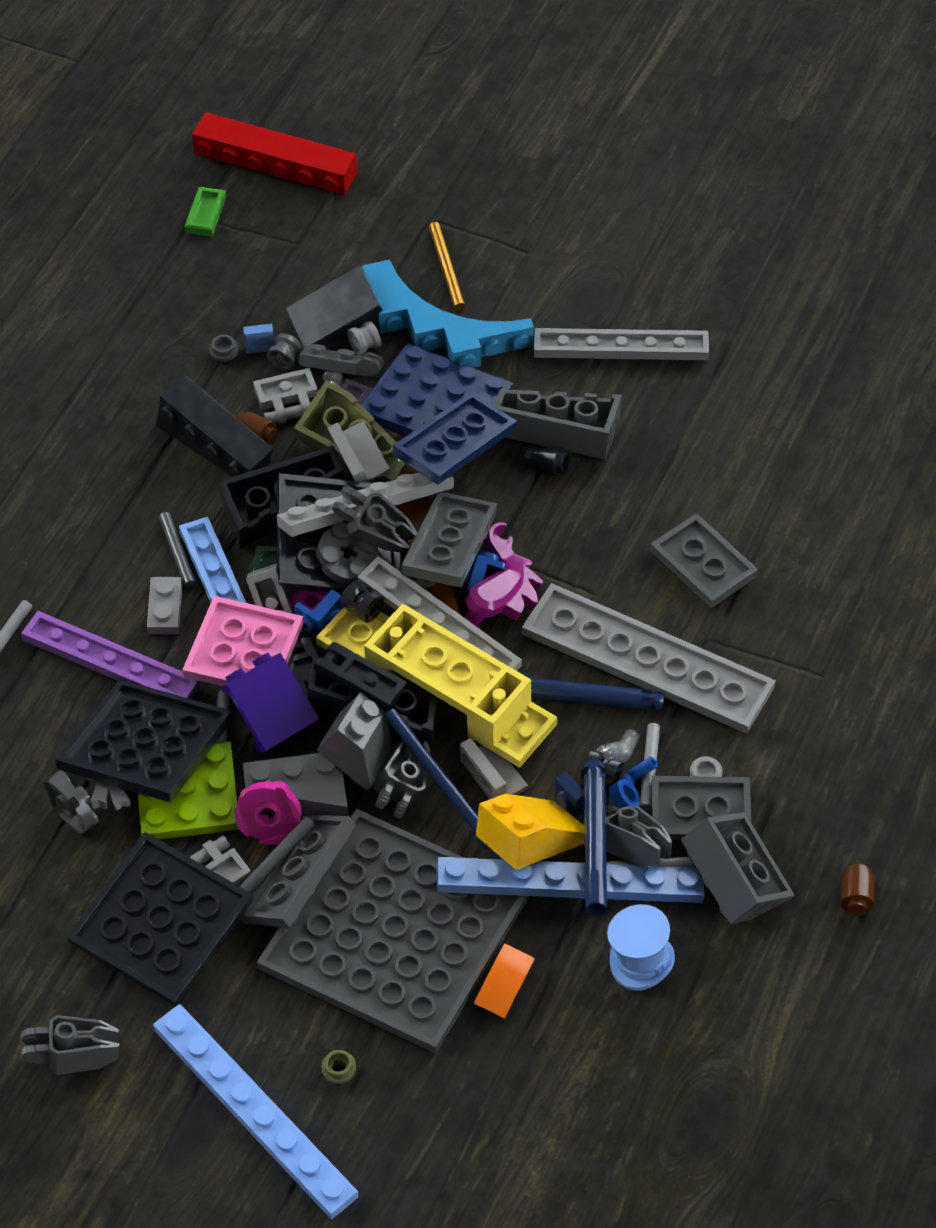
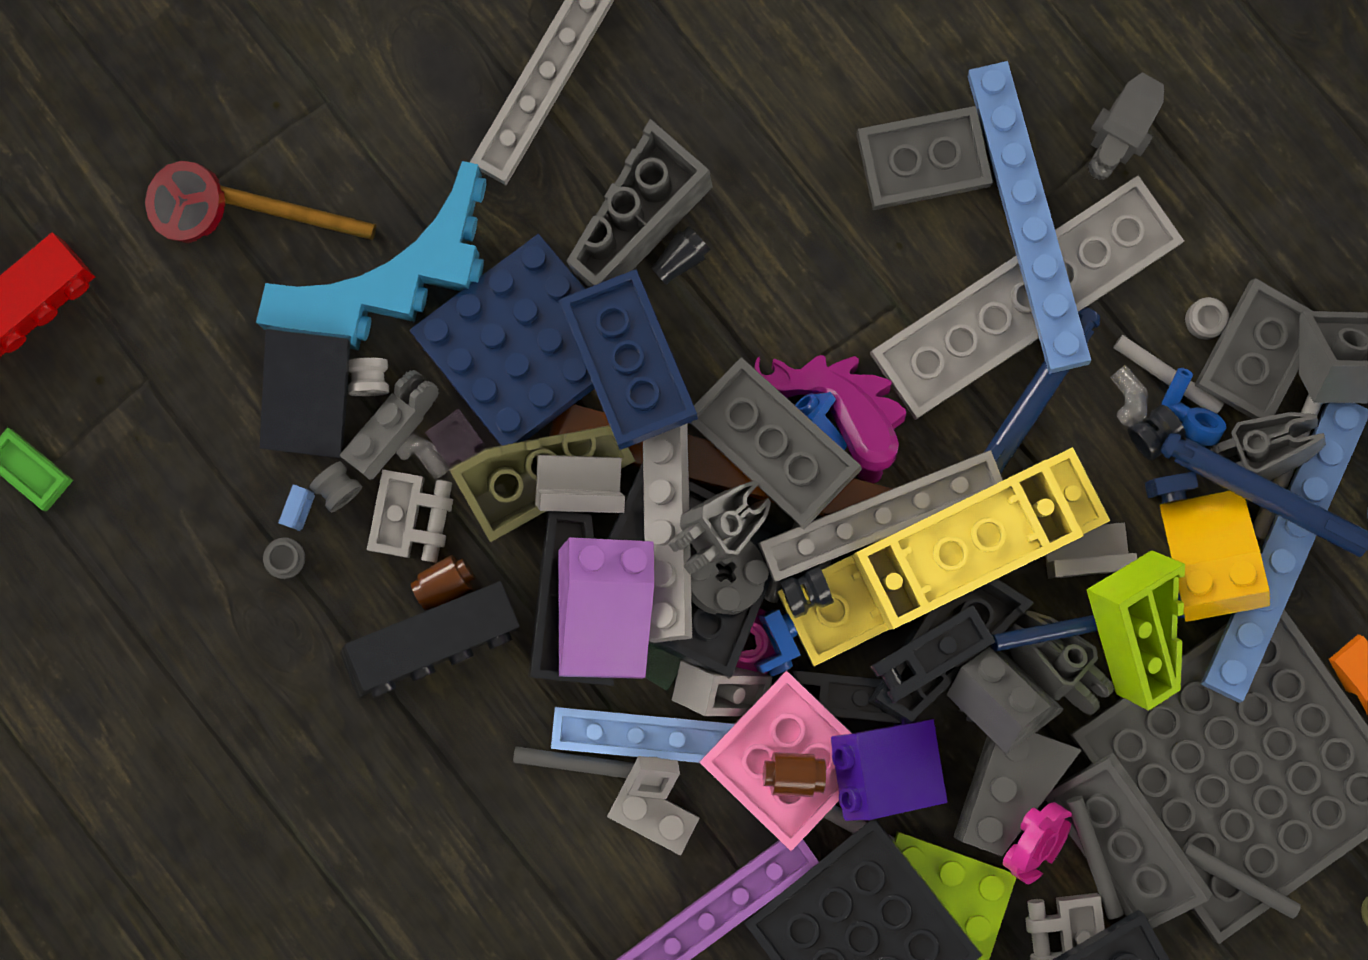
camera: 65 degrees left, 30 degrees up
(190, 583) = (652, 777): none -> light grey plate
(234, 640) = (794, 774): none -> reddish brown brick
(284, 478) = (605, 607): none -> medium lavender slope
(309, 951) = (1241, 881): none -> dark grey bar
(417, 210) = (185, 201): none -> dark red tile
(450, 790) = (1138, 628): none -> lime wedge
(700, 628) = (1028, 218): none -> medium blue plate
(805, 658) = (1126, 125): none -> dark grey hinge

